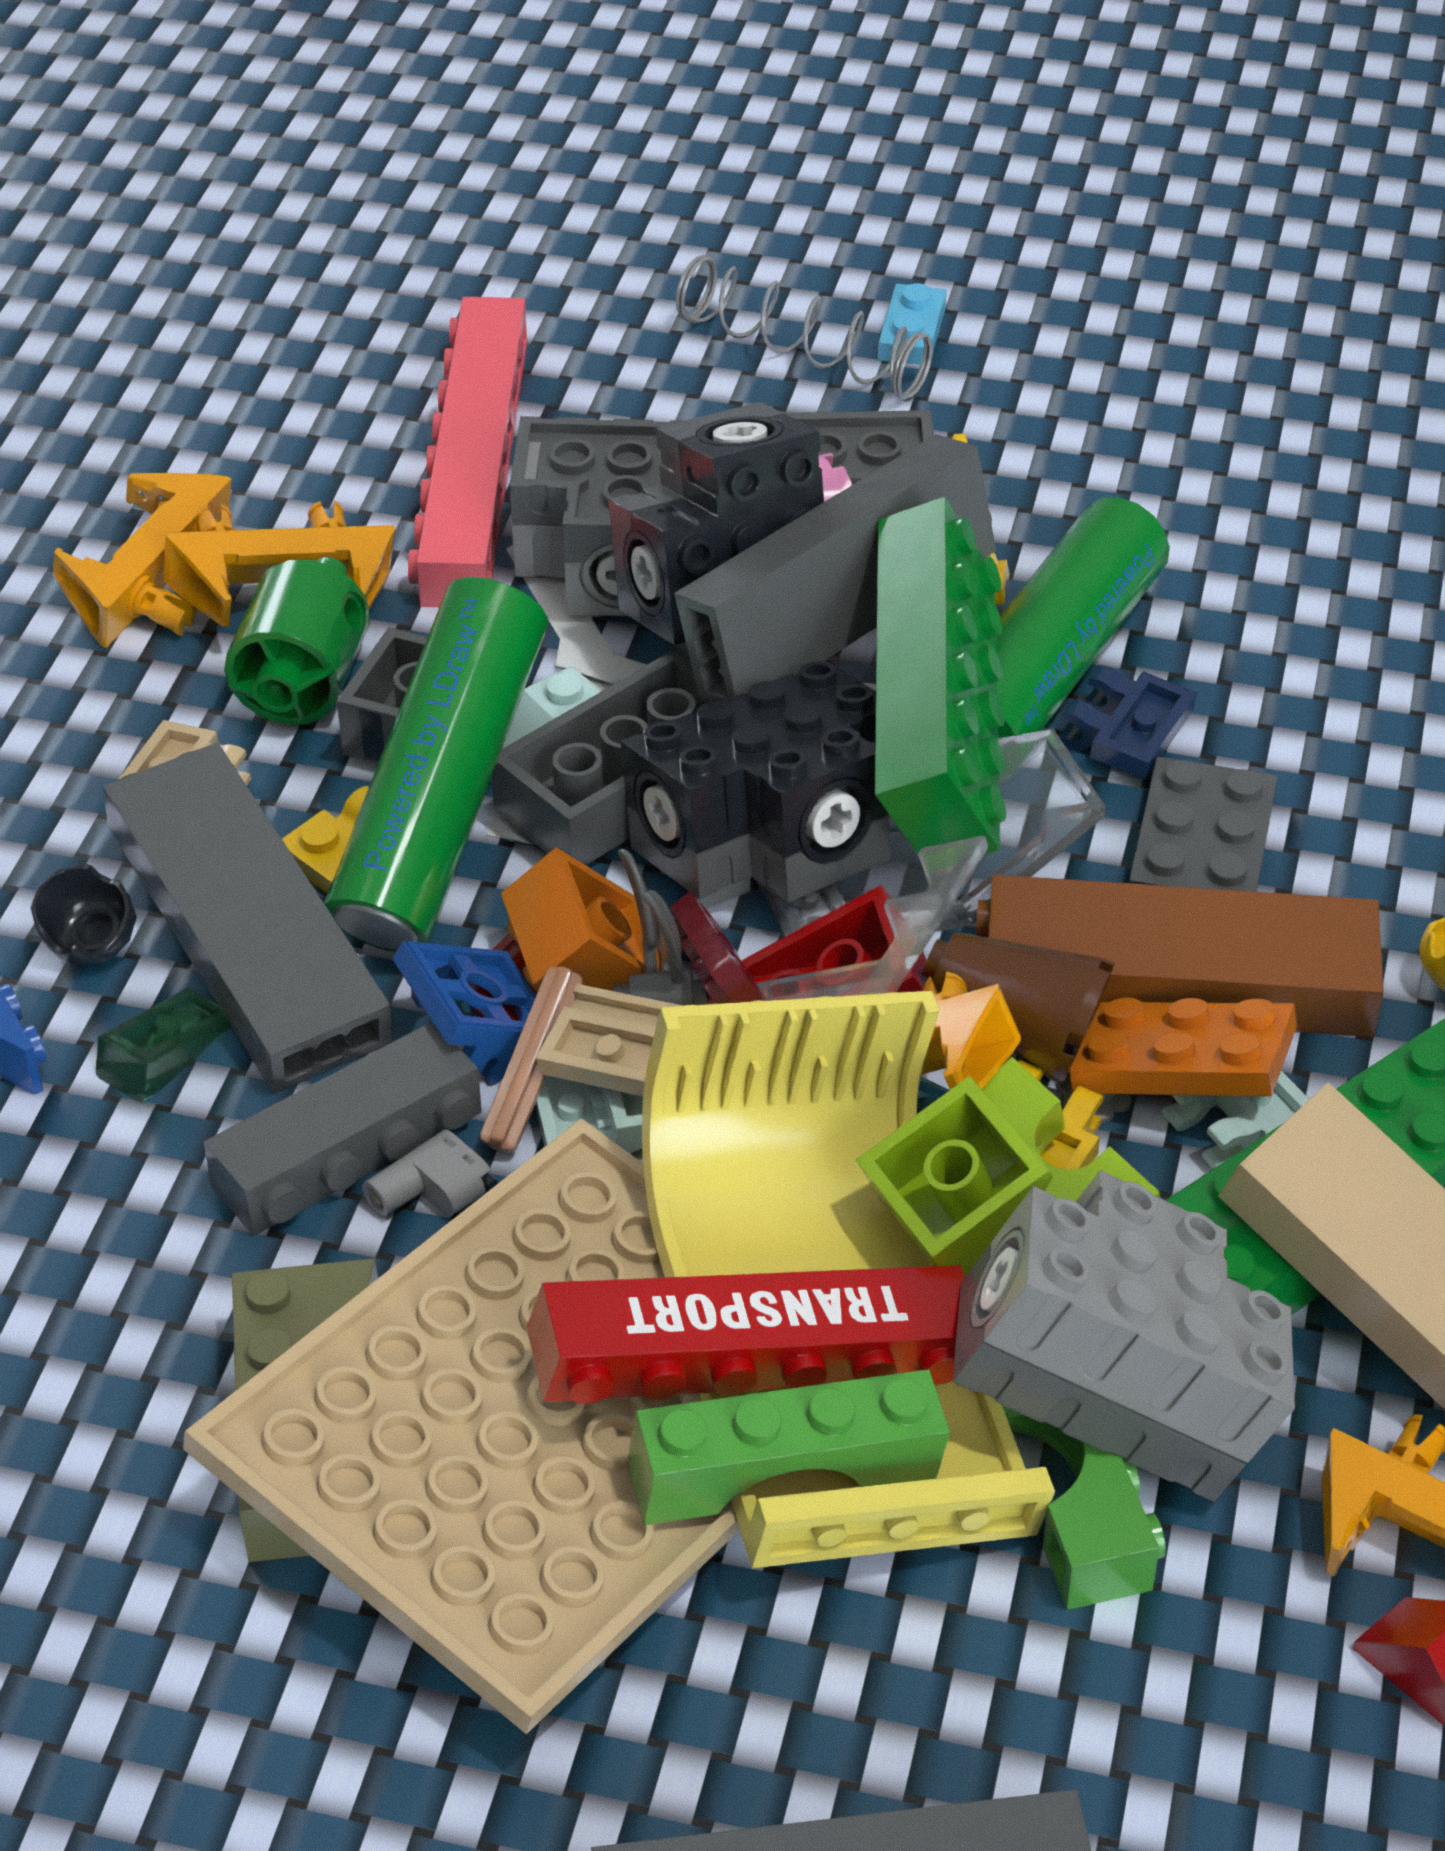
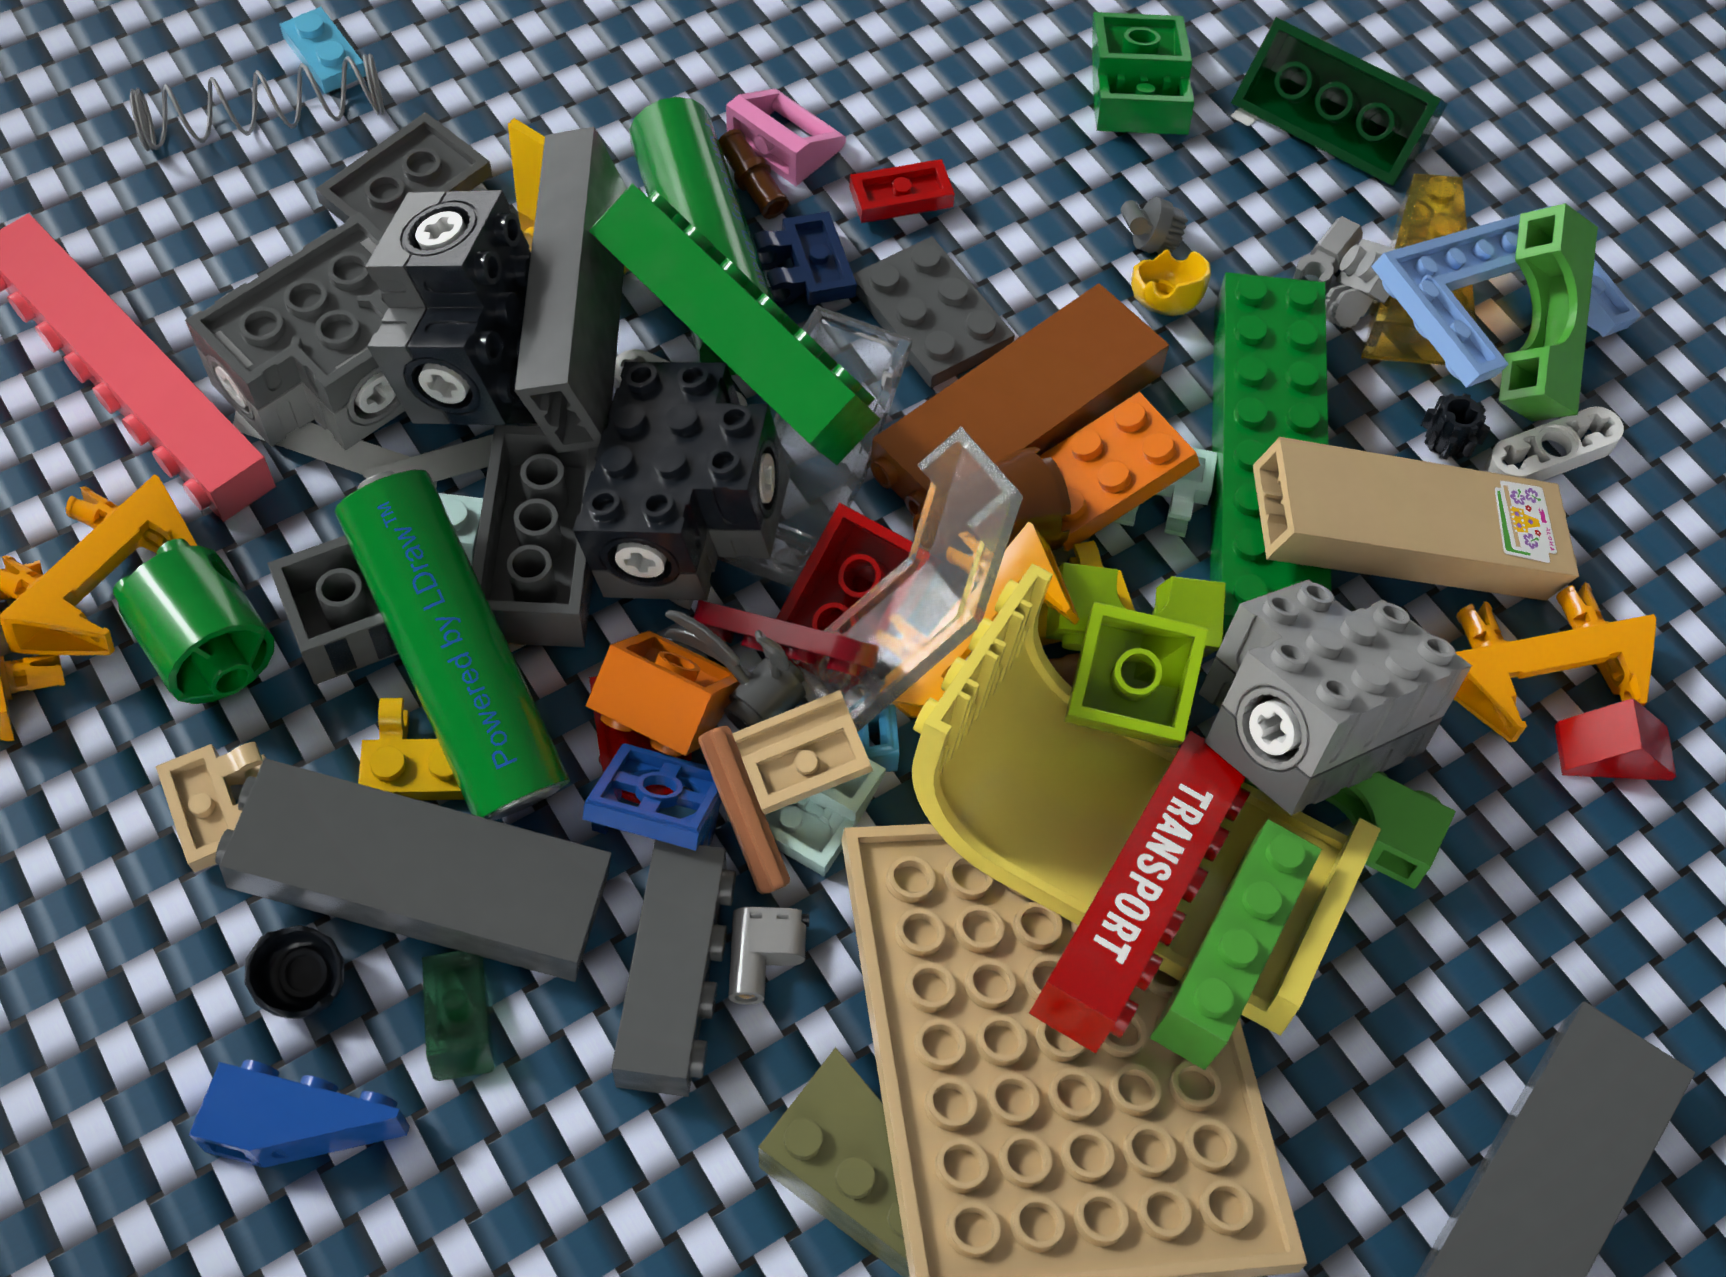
camera: 50 degrees left, 15 degrees up
(1168, 626) = (753, 174): none -> reddish brown pin
(1228, 637) = (784, 150): none -> bright pink tile
(1295, 723) = (901, 190): none -> red plate

